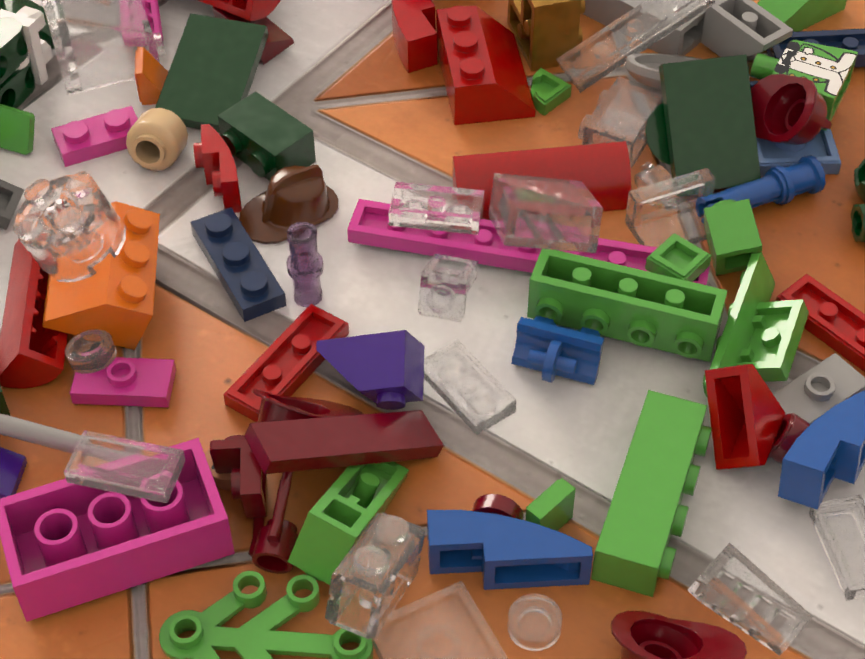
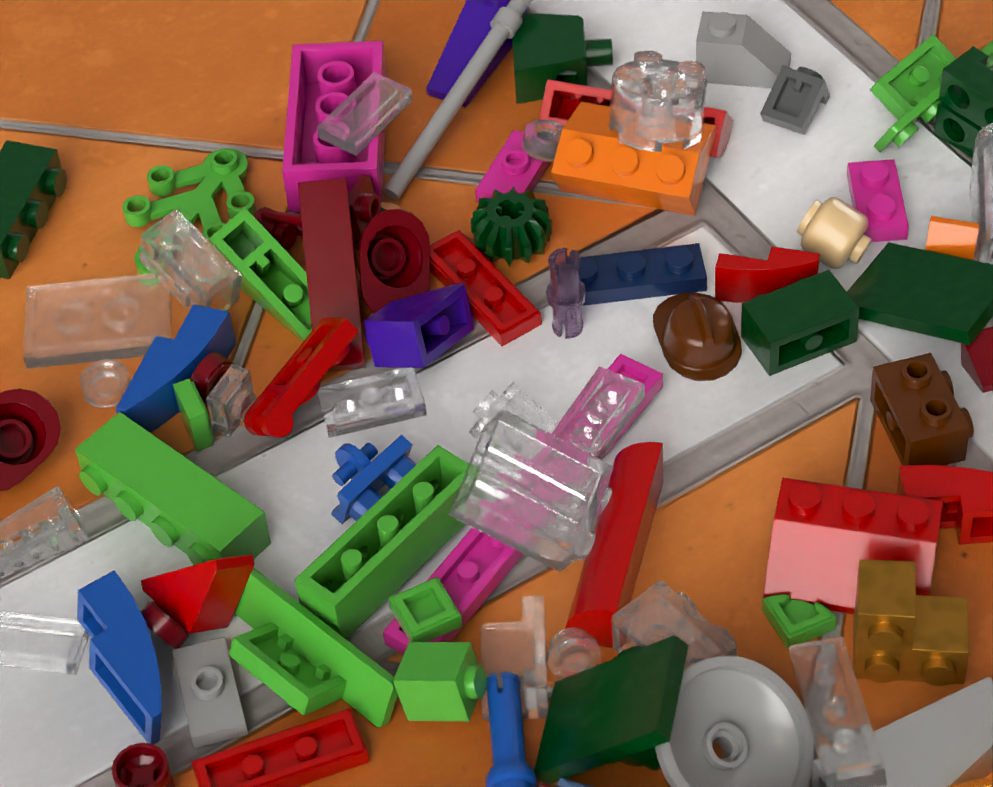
camera: 115 degrees right, 0 degrees up
(212, 349) = (511, 226): none -> dark green gear
(336, 59) = (920, 411): none -> reddish brown brick
(475, 429) = (299, 378): none -> red plate
(518, 482) = (230, 400): none -> clear plate

